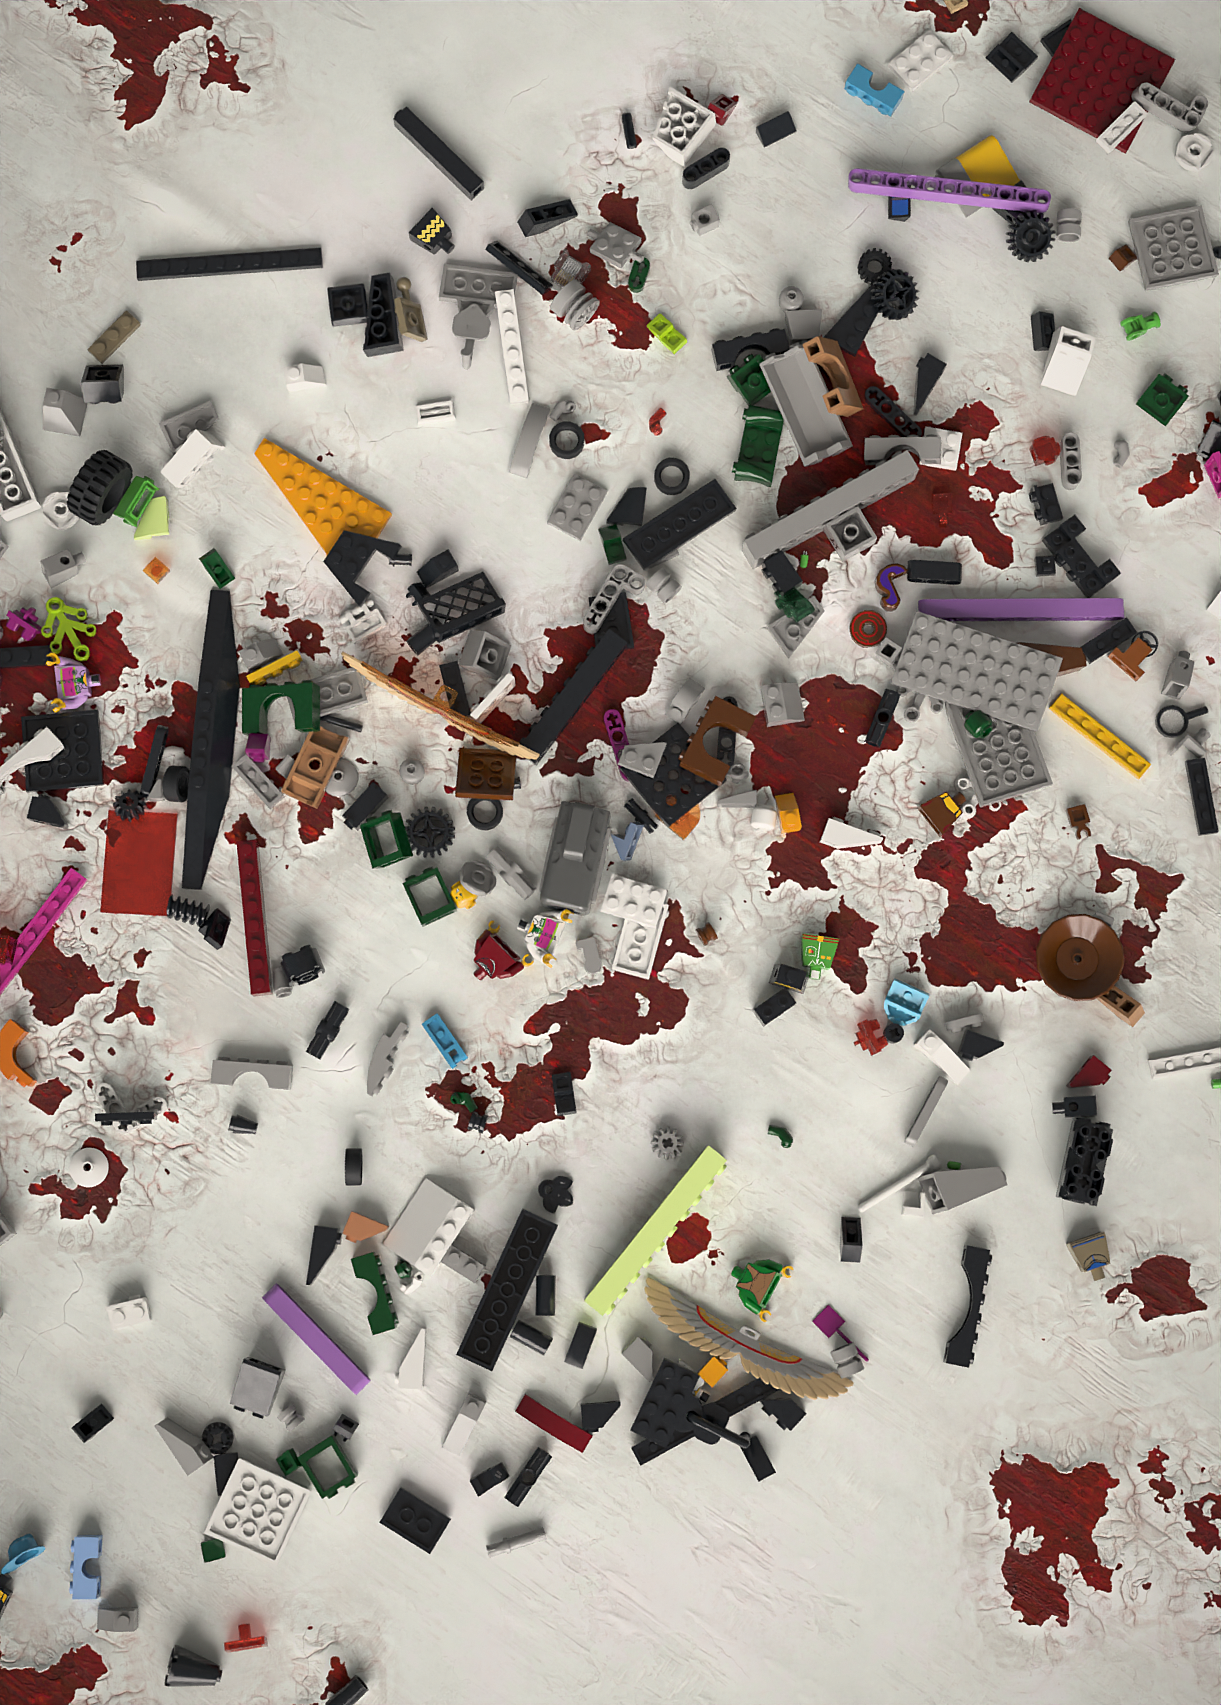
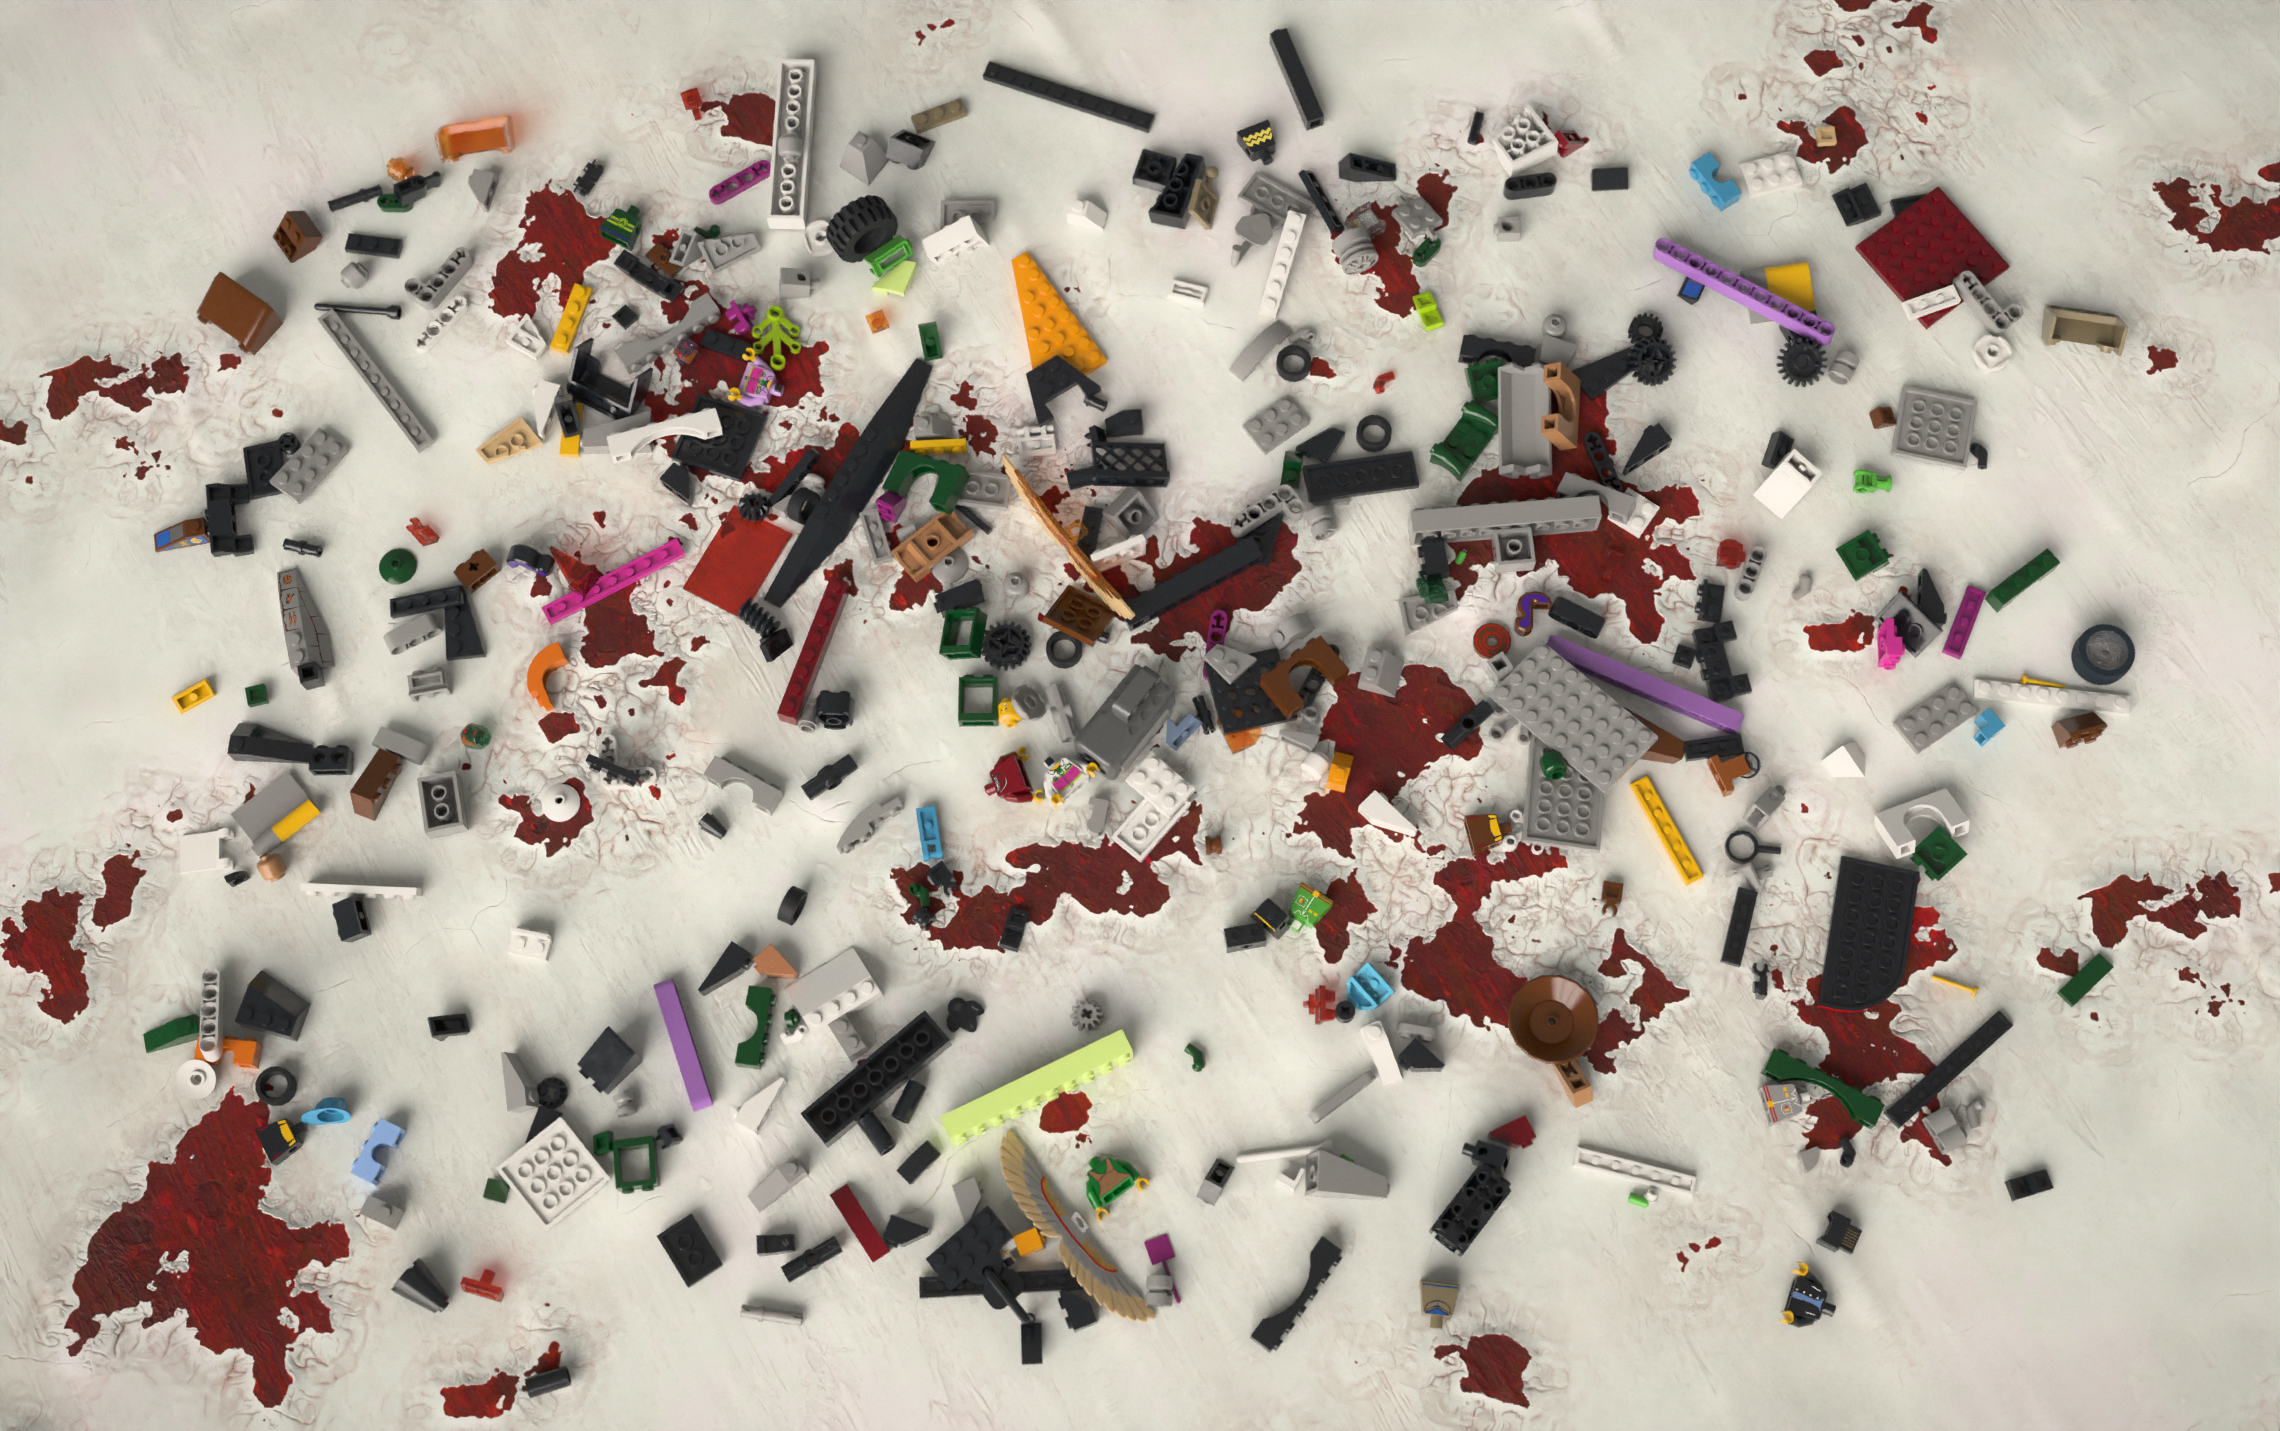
camera: 30 degrees right, 10 degrees down
(474, 1075) = (941, 876): none -> black plate

